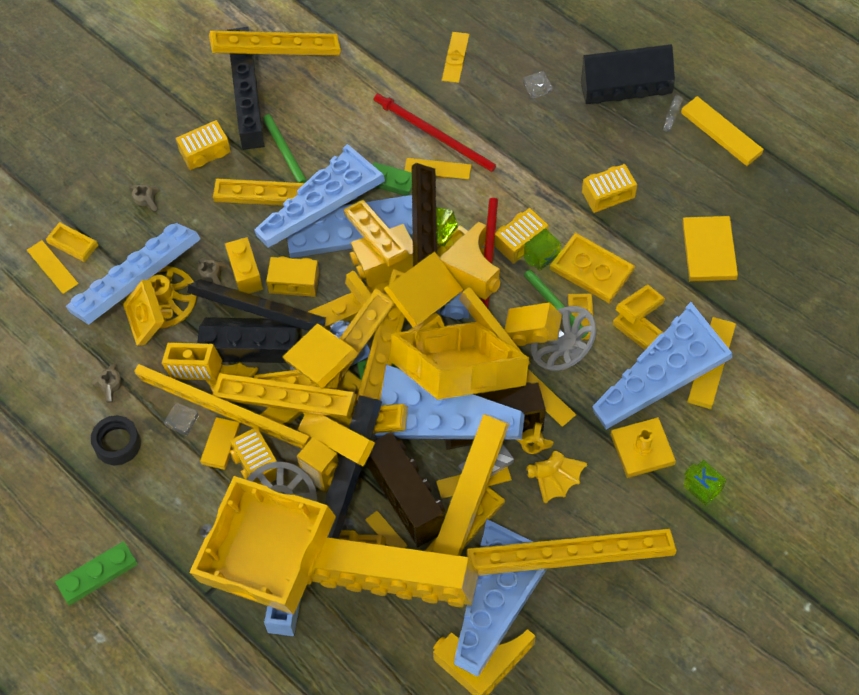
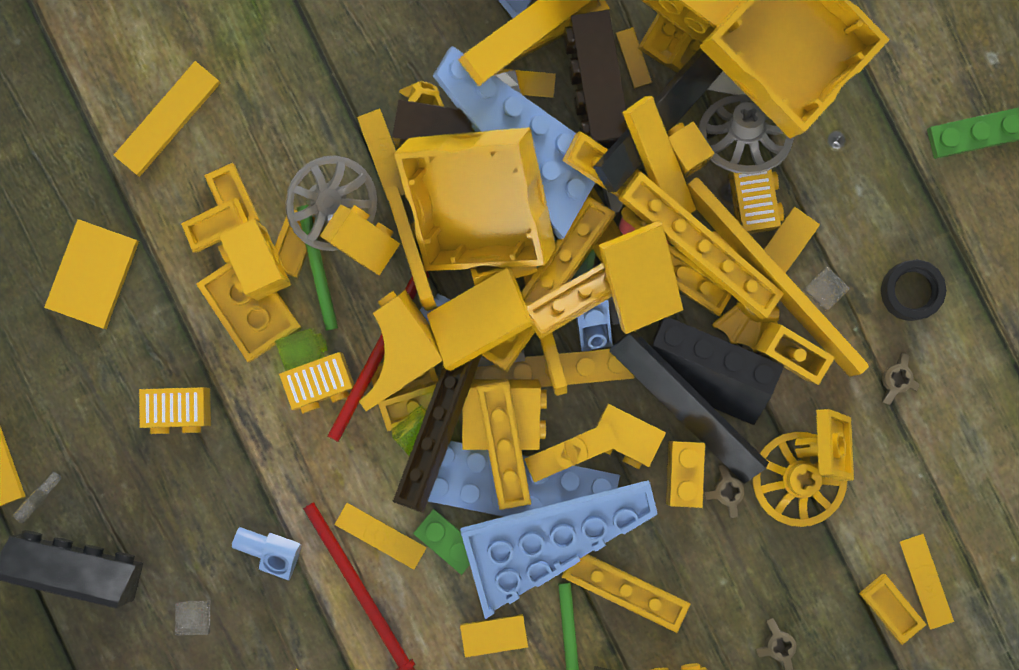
camera: 160 degrees left, 25 degrees up
(125, 277) = (829, 518): light blue plate -> none
(327, 249) = (571, 452): none -> yellow piece
(337, 138) = (494, 635): none -> yellow tile
(501, 132) = (276, 552): none -> light blue piece
(556, 475) = (413, 48): yellow arm -> none
(597, 279) = (254, 260): none -> yellow brick
(642, 447) = (299, 44): yellow tile -> none
(670, 362) = (209, 131): light blue wing -> none

